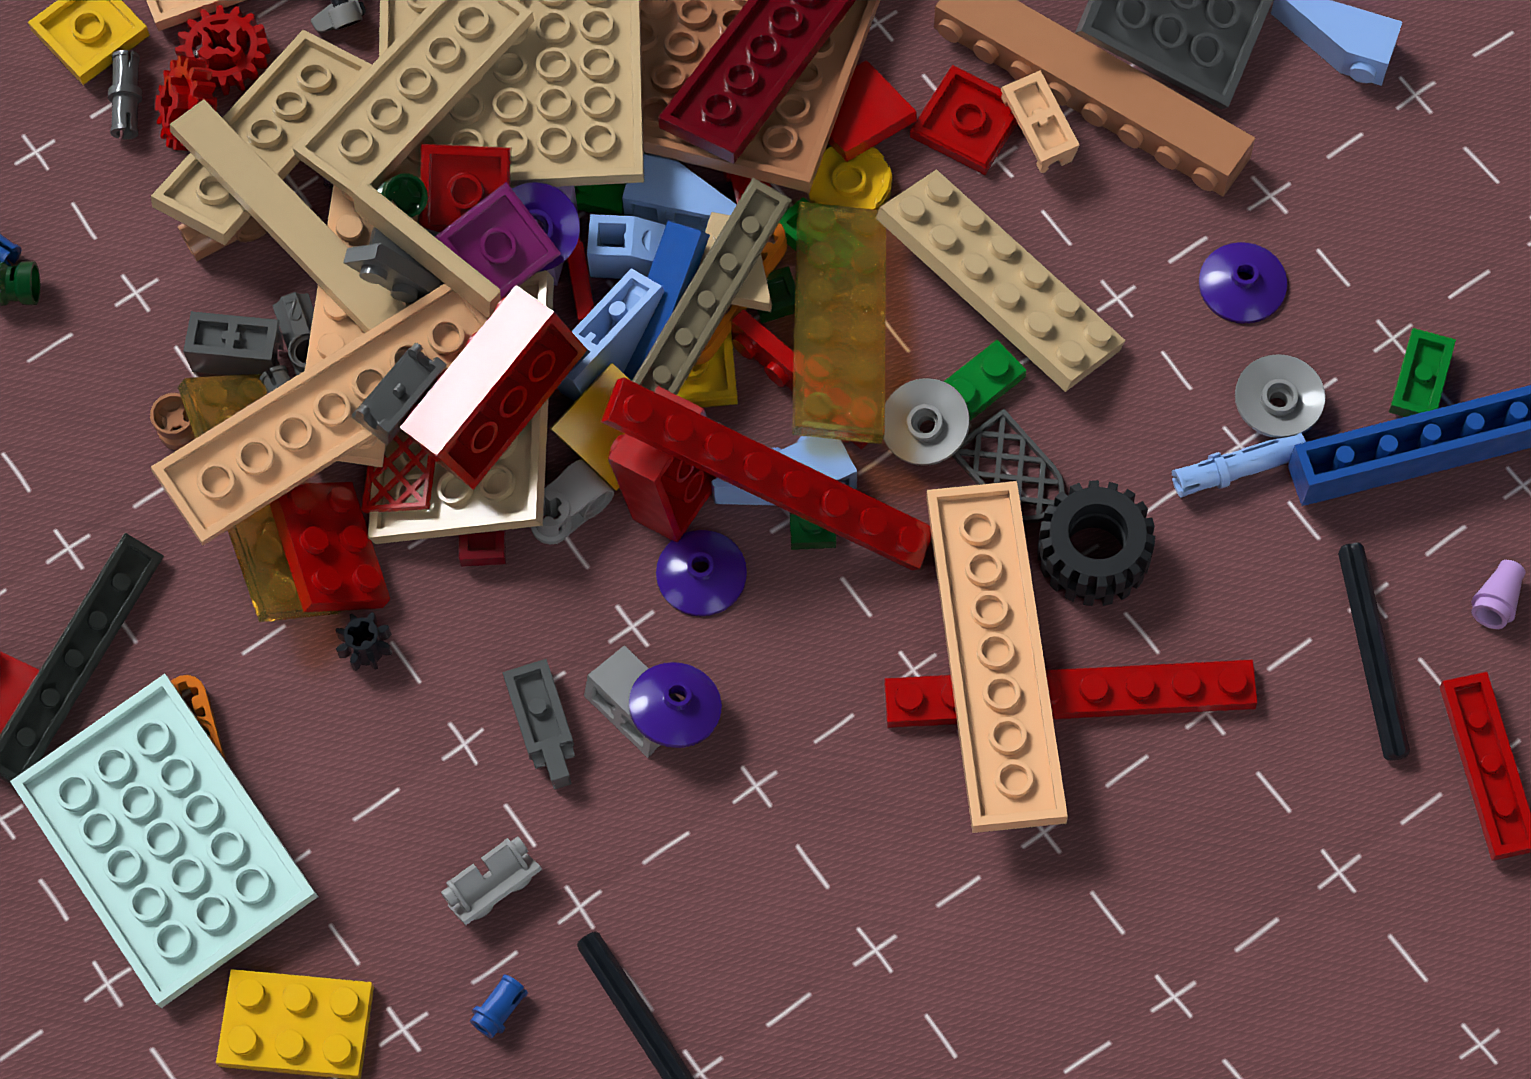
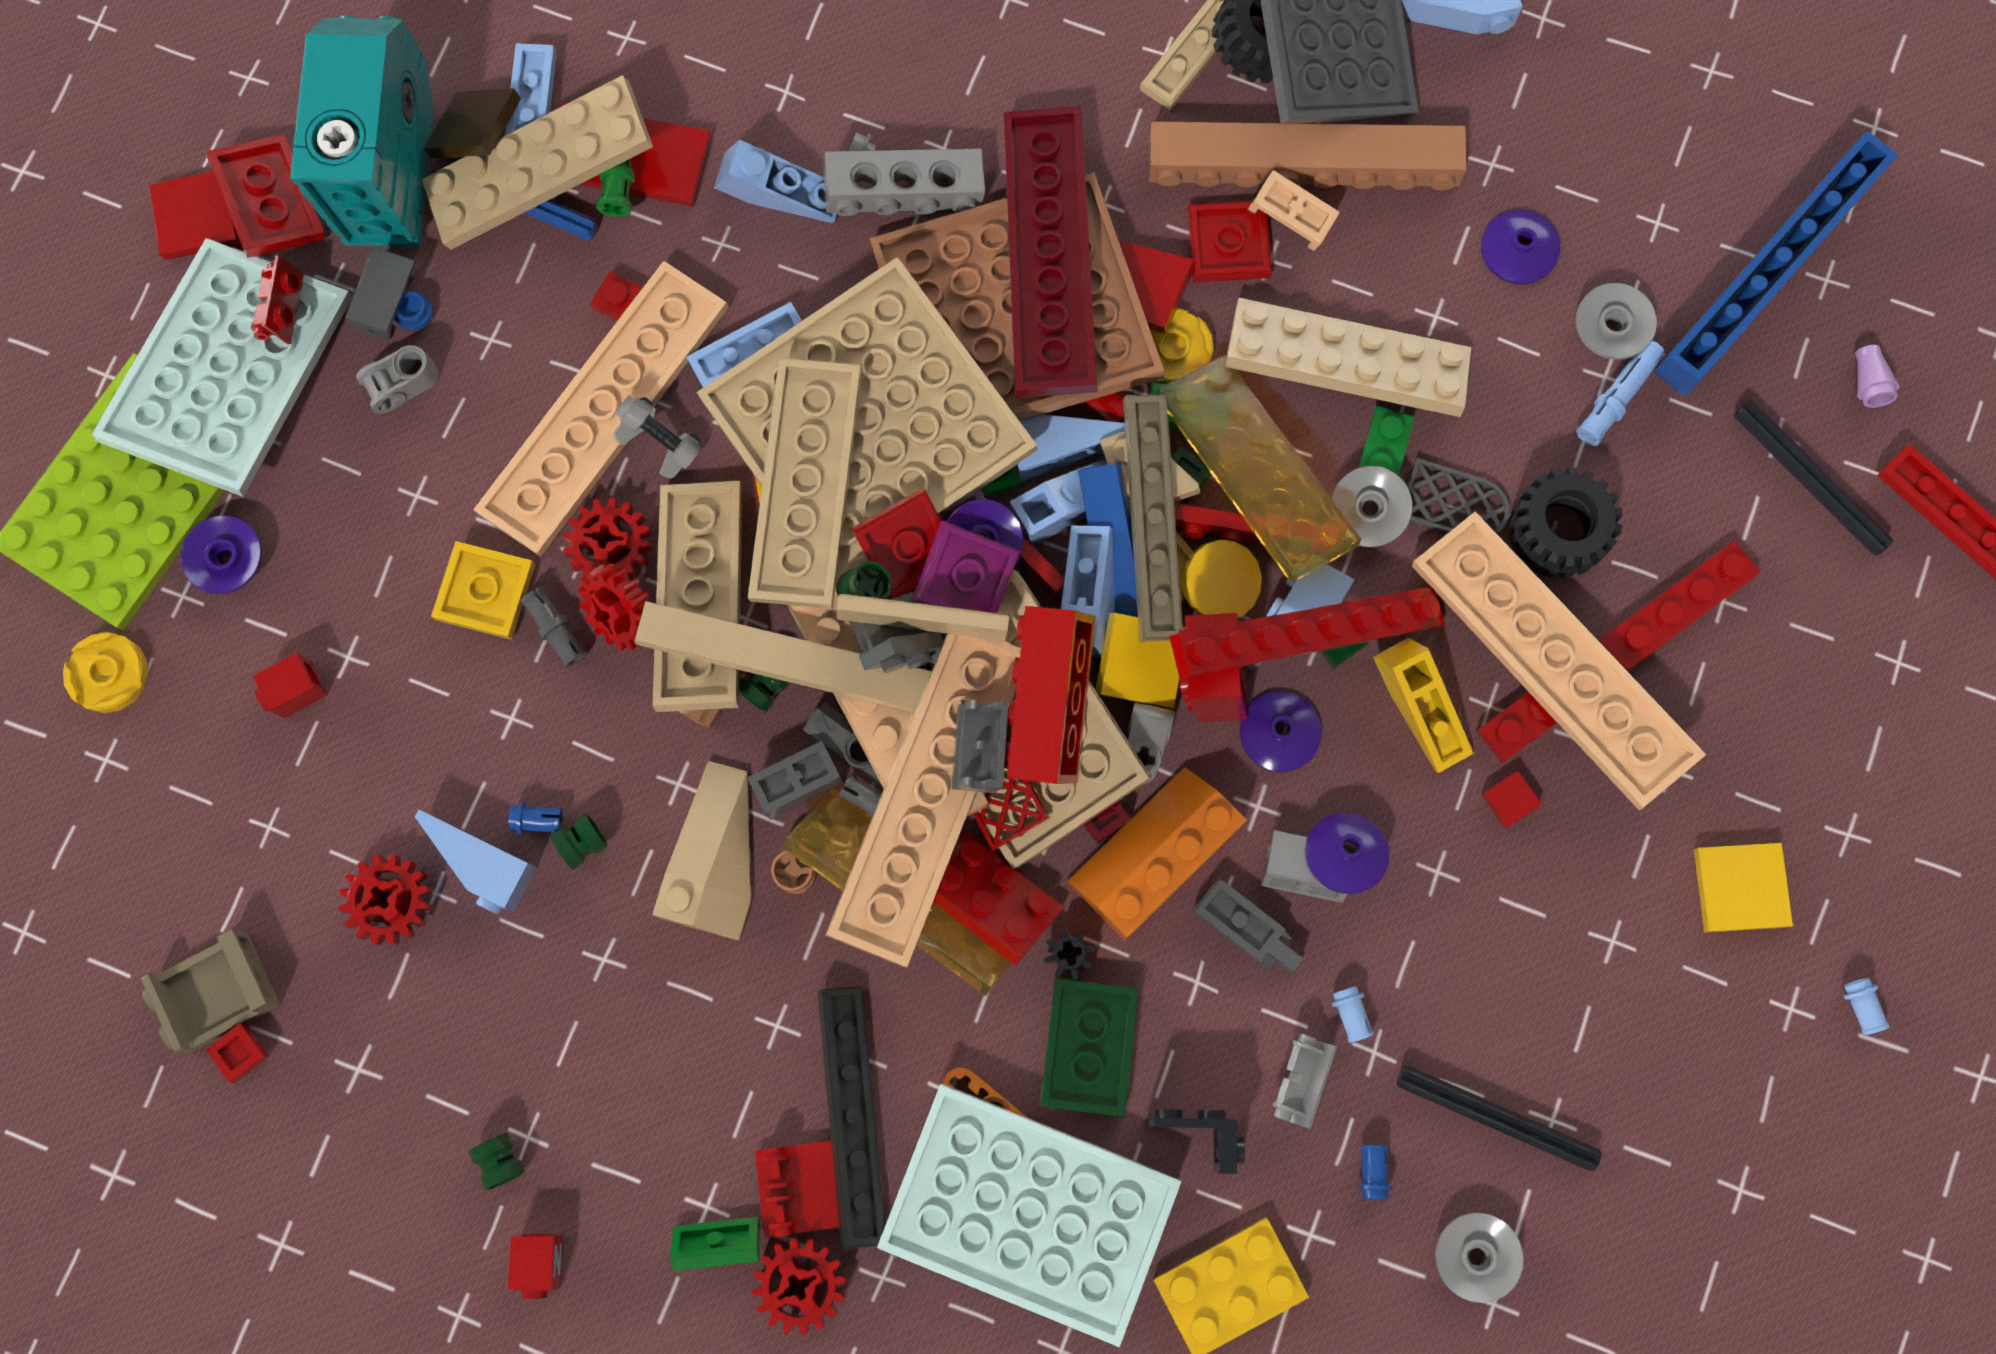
camera: 30 degrees left, 10 degrees up
(108, 372) = (711, 861): none -> tan wedge
(255, 254) = (756, 694): none -> dark green wheel
(322, 733) = (1089, 1047): none -> dark green plate
(379, 879) = (1227, 1147): none -> black bracket
(506, 608) = (1156, 852): none -> orange slope
(582, 855) = (1353, 1014): none -> light blue pin
(743, 398) = (1221, 578): none -> yellow tile
(847, 626) = (1424, 702): none -> yellow slope
(870, 762) = (1511, 799): none -> red tile
(1032, 976) = (1743, 887): none -> yellow tile
(1422, 373) = (1705, 240): green plate -> none

